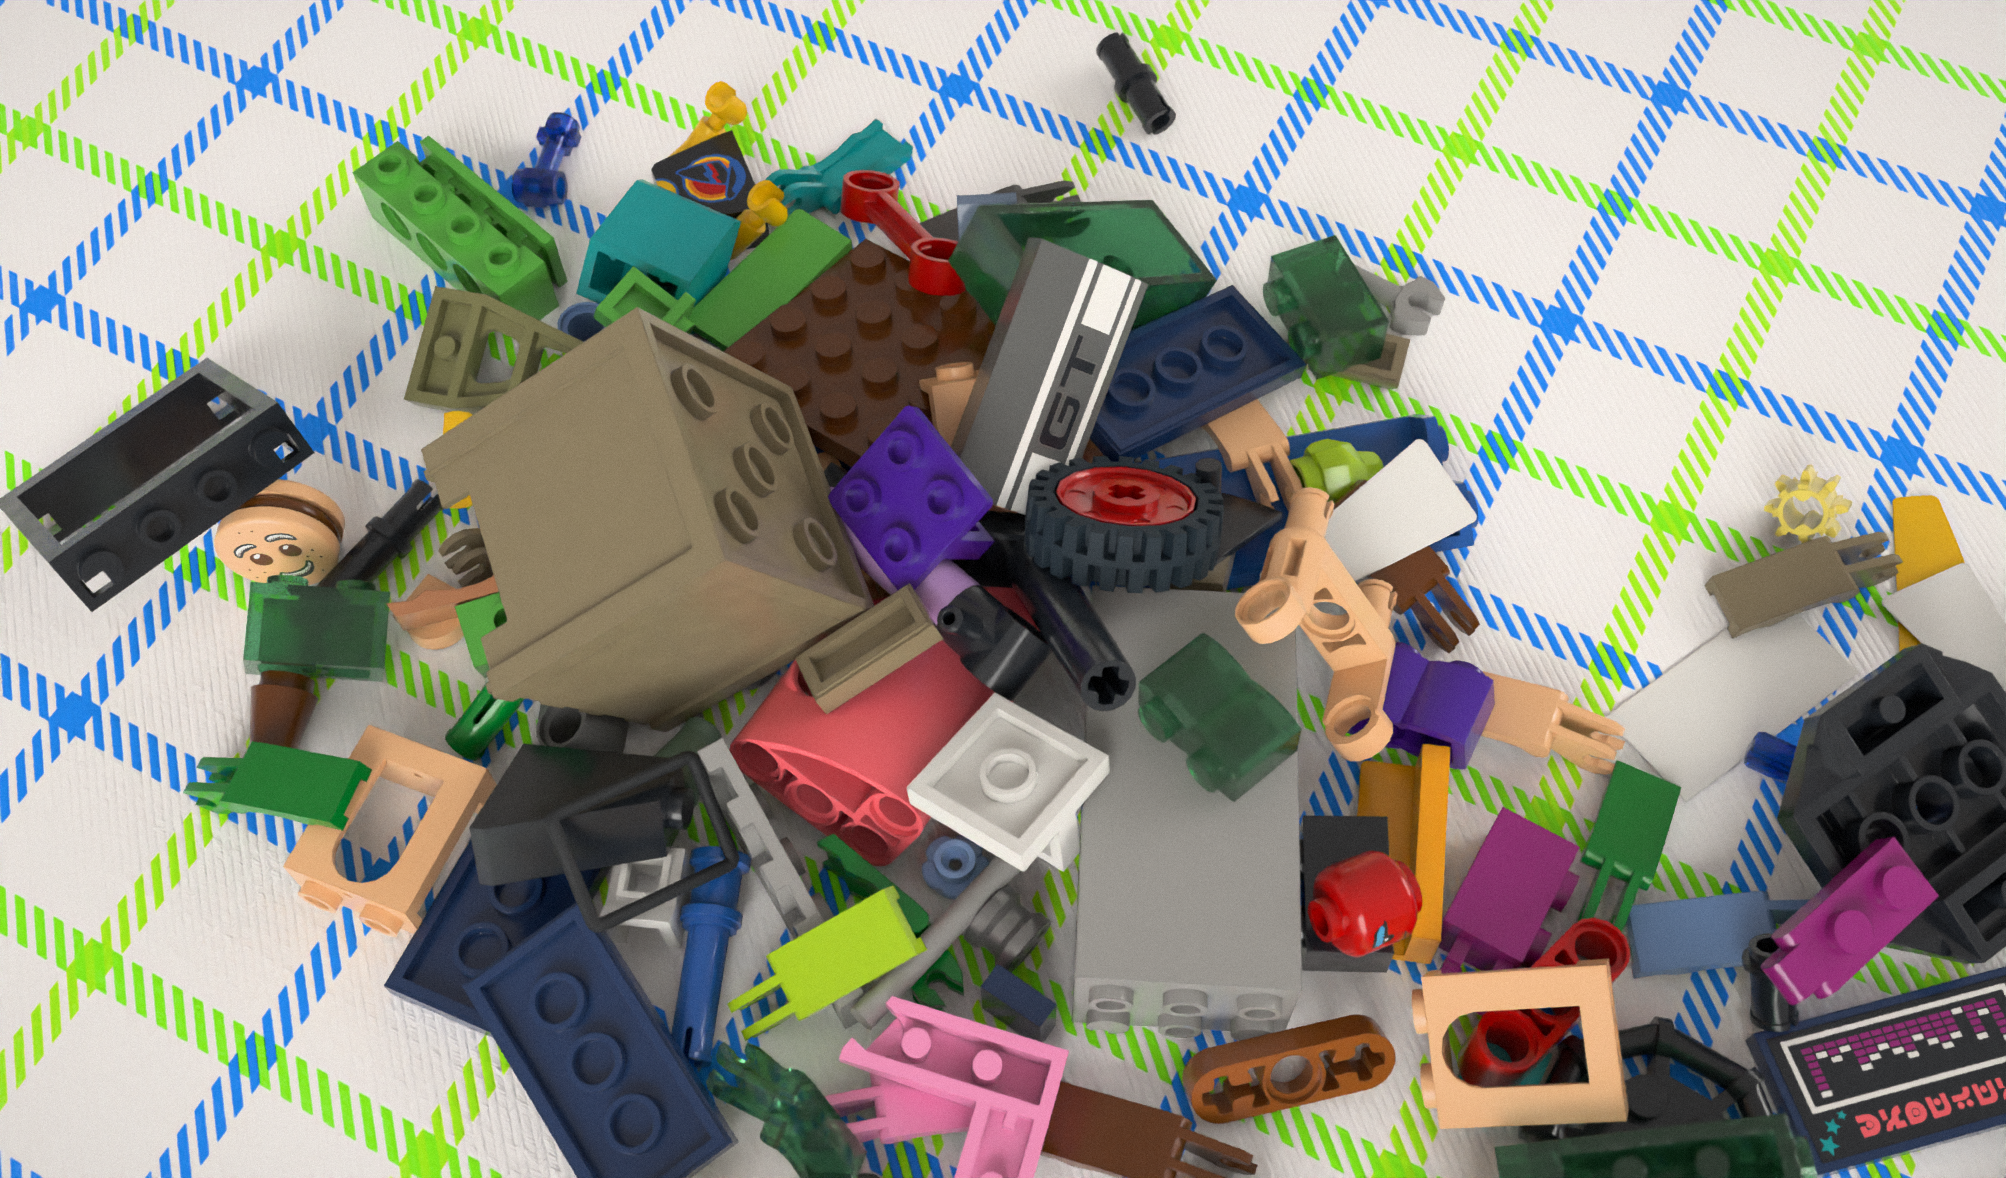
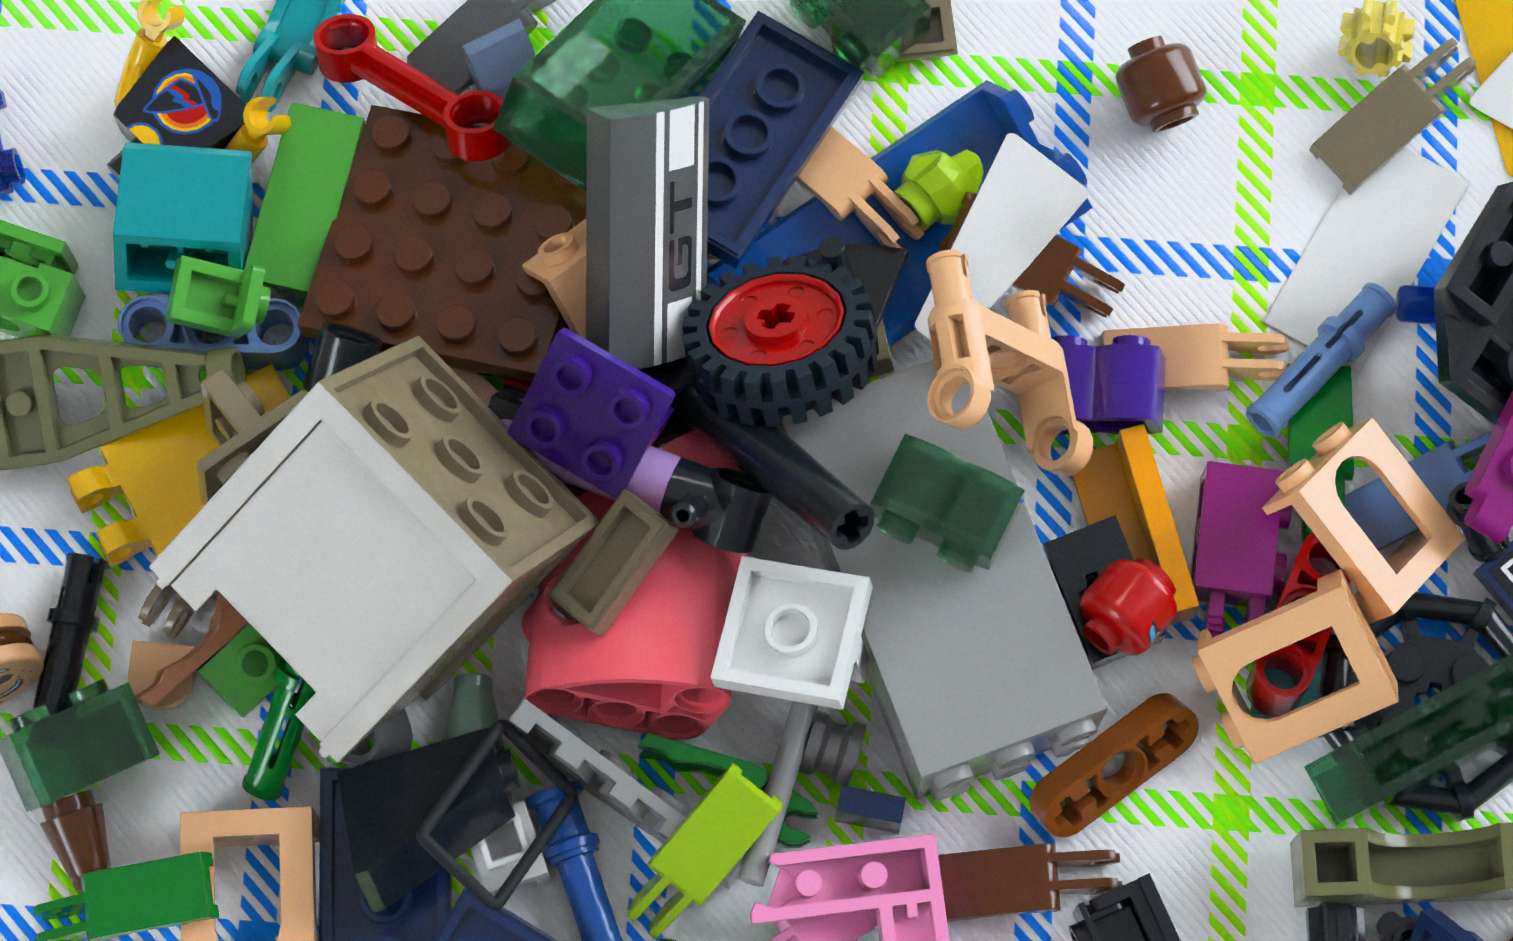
camera: 25 degrees left, 15 degrees up
(936, 869) = (753, 725): light blue plate -> none
(1580, 472) = (1161, 84): none -> reddish brown head
(1608, 882) = (1311, 490): none -> light nougat panel
(1677, 755) = (1338, 342): none -> medium blue pin

